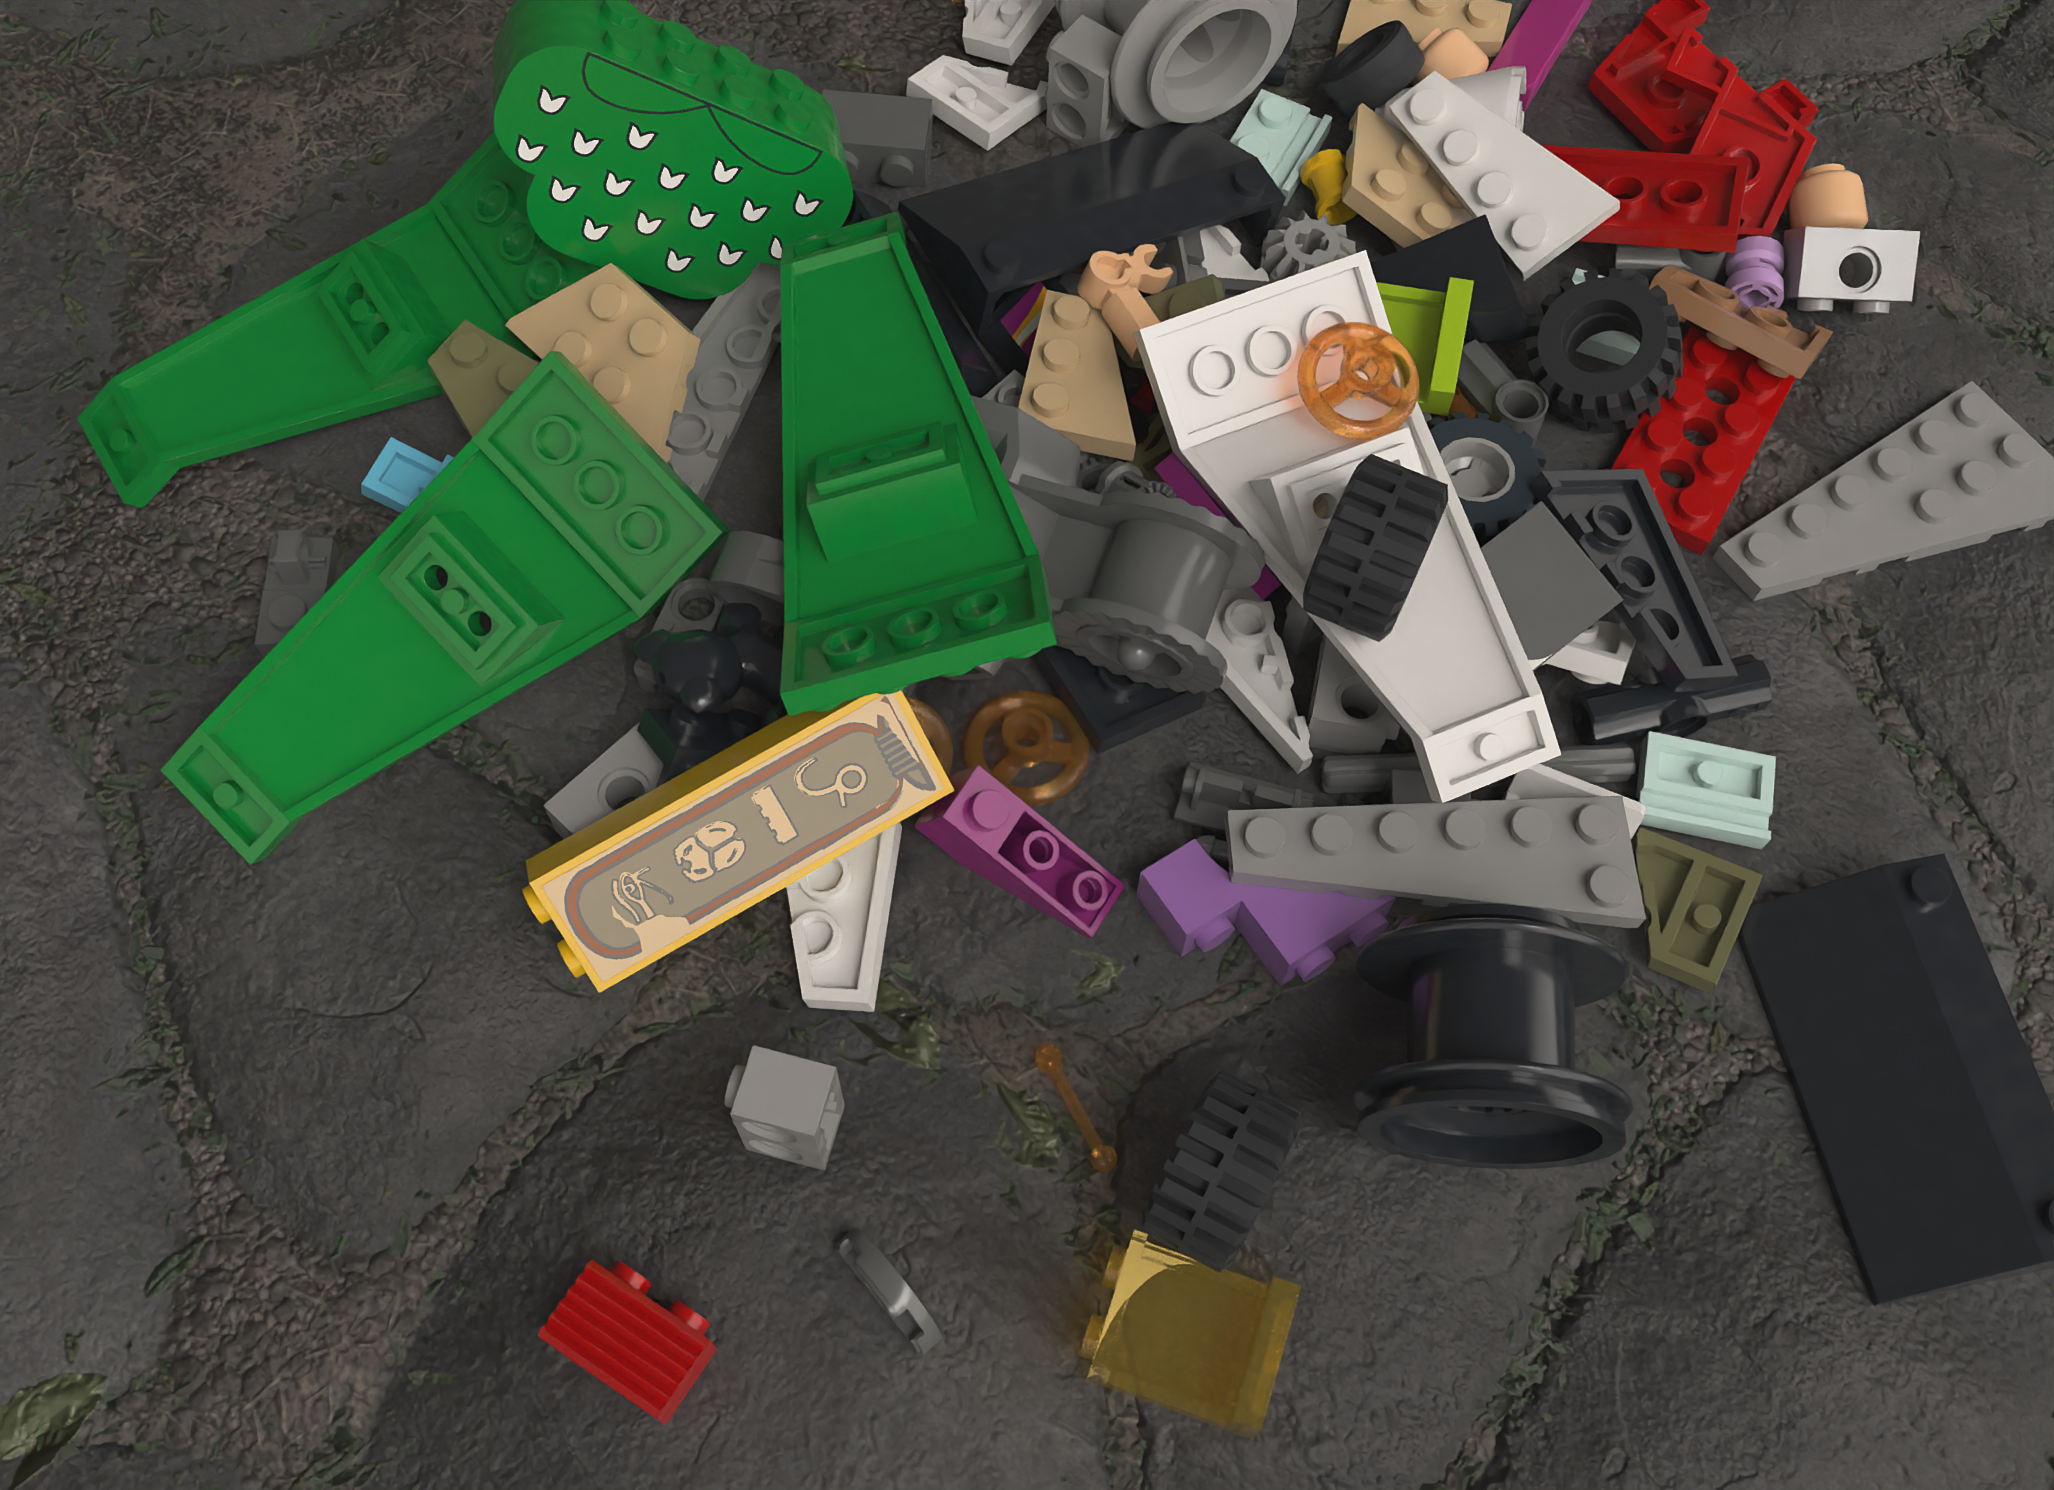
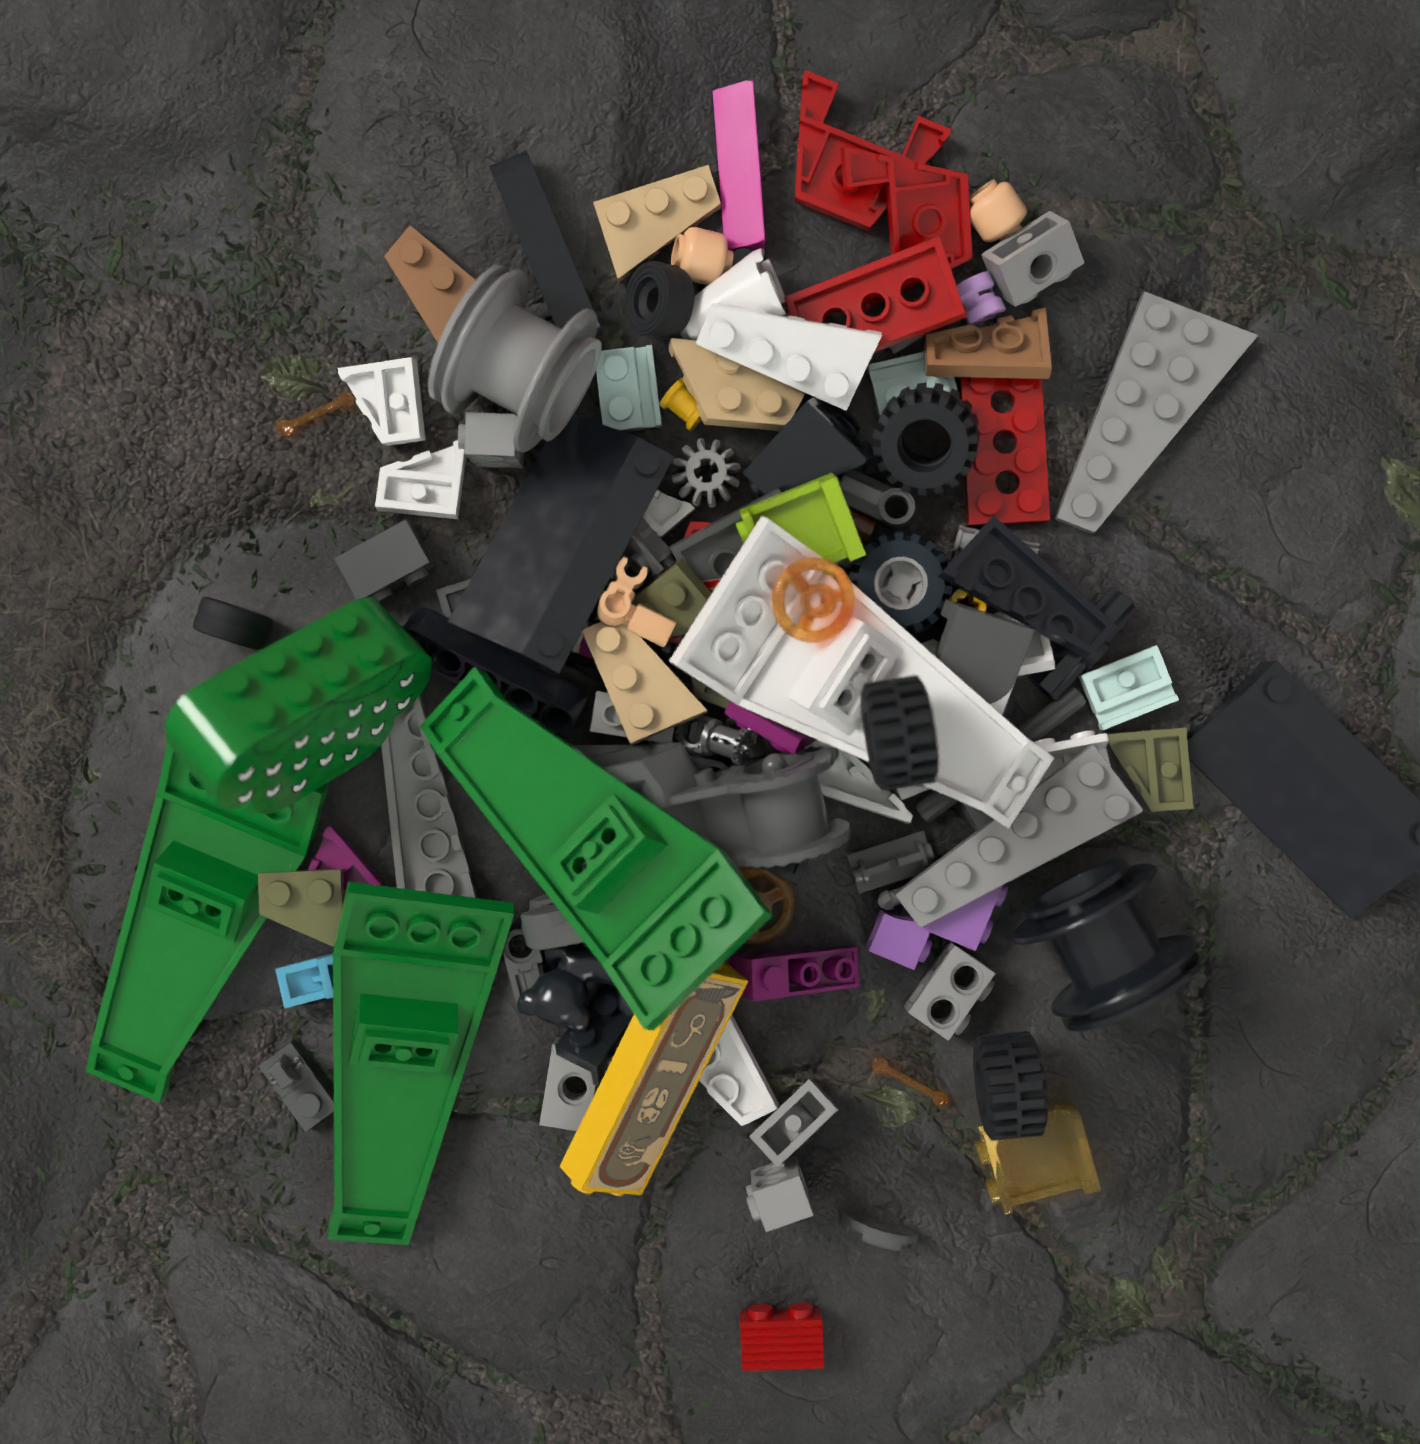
camera: 30 degrees left, 25 degrees up
(620, 344) = (363, 837): tan wing -> none
(882, 1029) = (794, 1122): none -> light grey brick
(1207, 995) = (940, 984): none -> light grey brick

